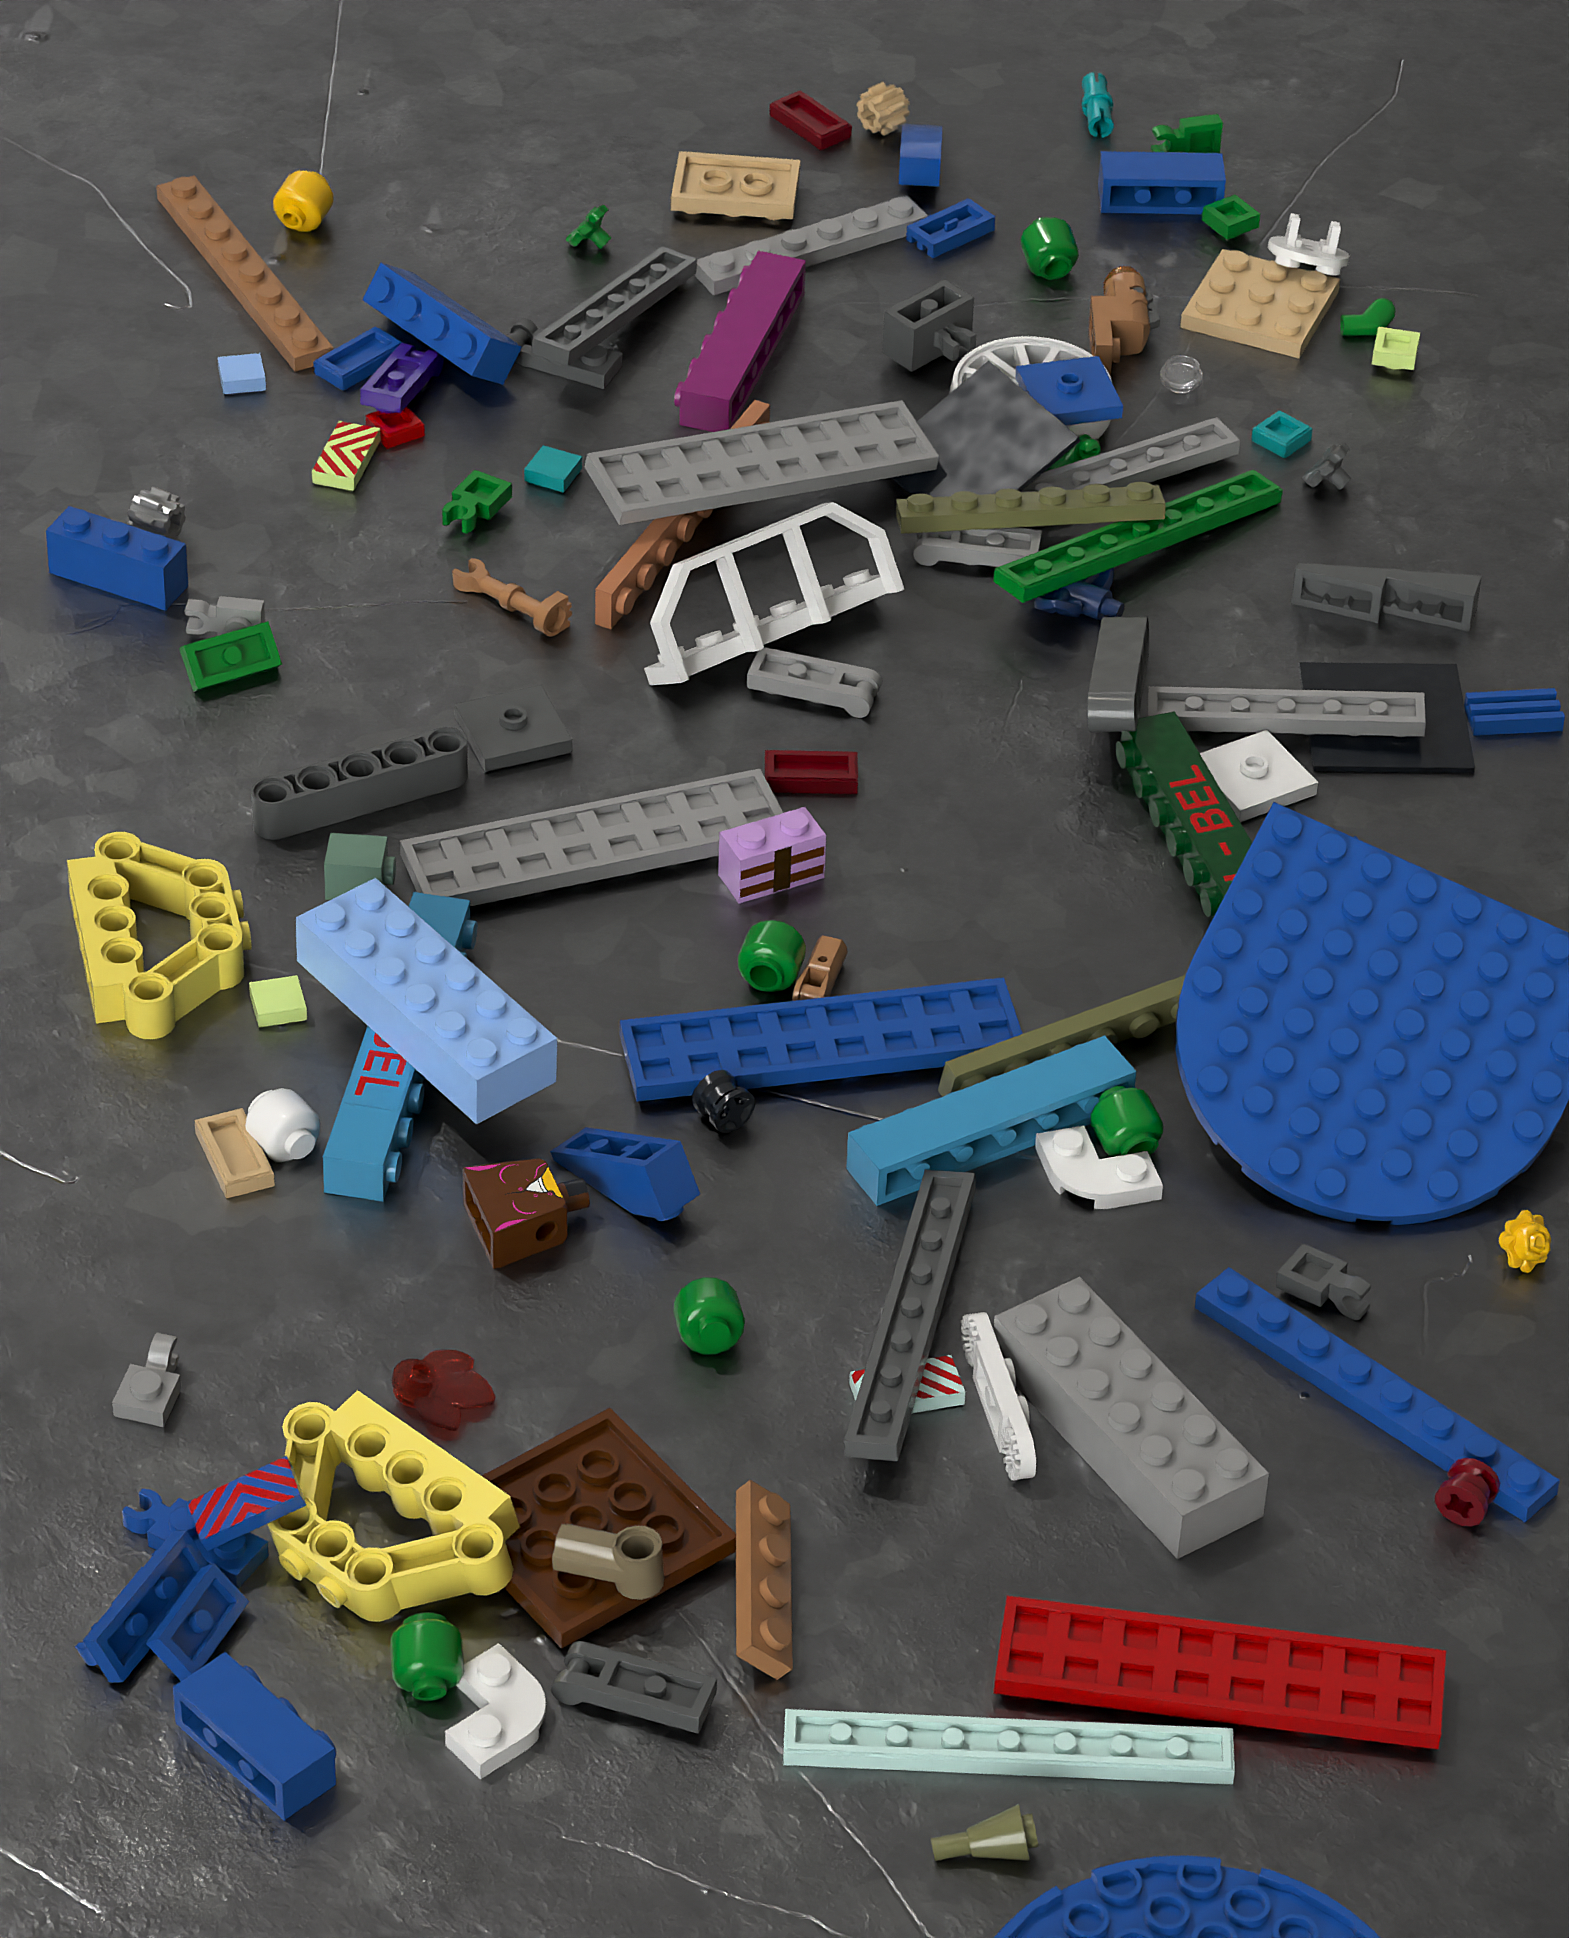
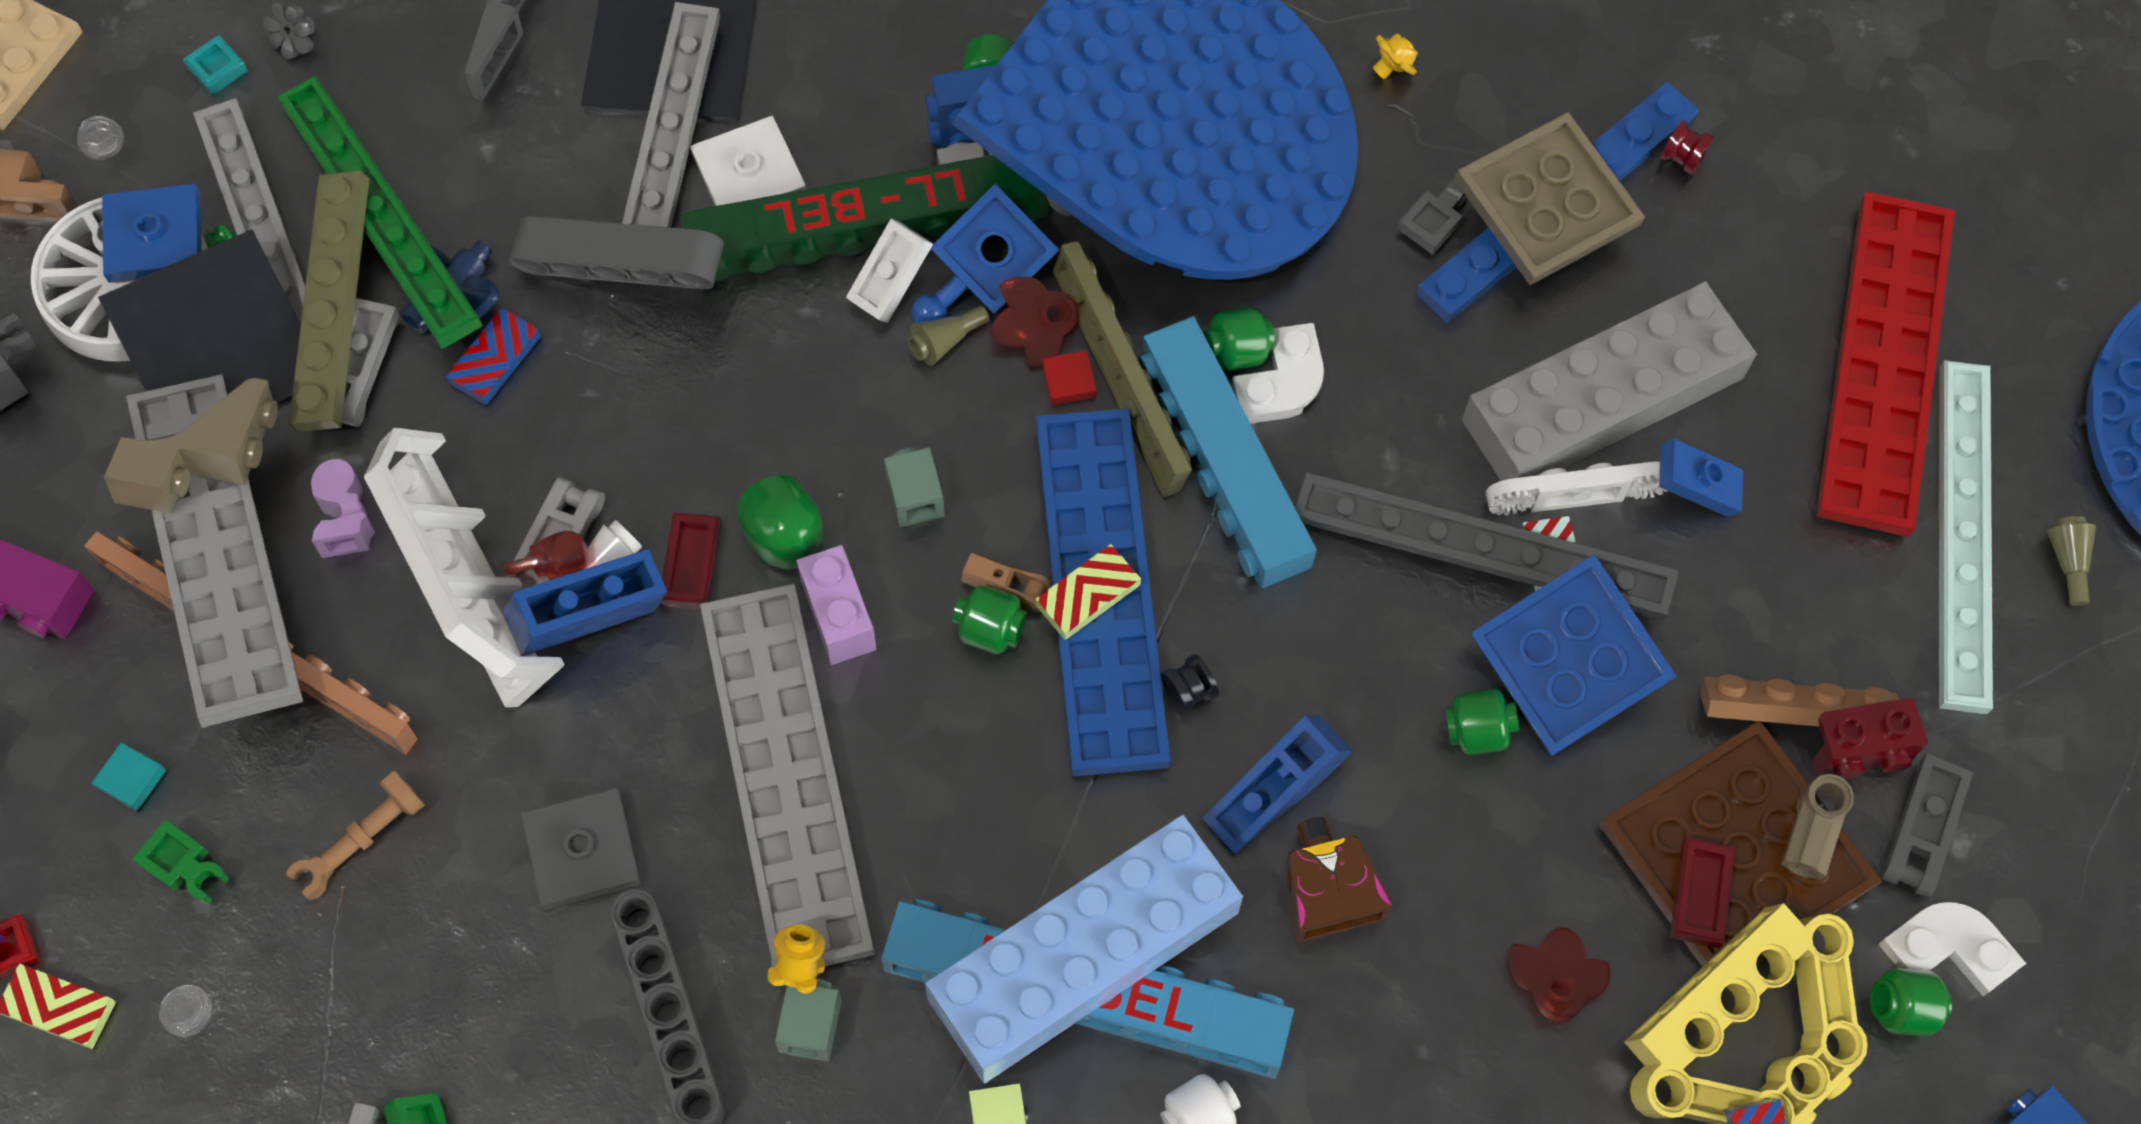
camera: 85 degrees left, 25 degrees up
(346, 519) = (186, 1011): none -> clear plate
(407, 834) = (797, 958): none -> yellow brick
(536, 1475) = (1702, 893): none -> dark red tile
(724, 1619) = (1870, 738): none -> dark red bracket
(742, 681) = (584, 602): none -> blue brick
(787, 668) = (553, 556): none -> clear red piece
(788, 1371) = (1573, 655): none -> blue plate
(808, 714) = (611, 544): none -> white cone
(808, 1014) = (1088, 592): none -> tile
(837, 550) = (340, 496): none -> lavender leg
(855, 810) = (780, 521): none -> green piece
(857, 443) = (215, 446): none -> dark tan arch
(910, 901) = (914, 486): none -> sand green brick
(1004, 631) = (493, 356): none -> tile
(1025, 1489) = (1701, 478): none -> blue plate
(1056, 1005) = (1069, 378): none -> red tile
(1082, 908) = (936, 337): none -> olive cone
(1118, 973) = (1027, 321): none -> clear red plate
(1147, 862) = (889, 270): none -> white plate
(1157, 938) = (961, 252): none -> blue plate
(1352, 1348) = (1549, 198): none -> dark tan plate

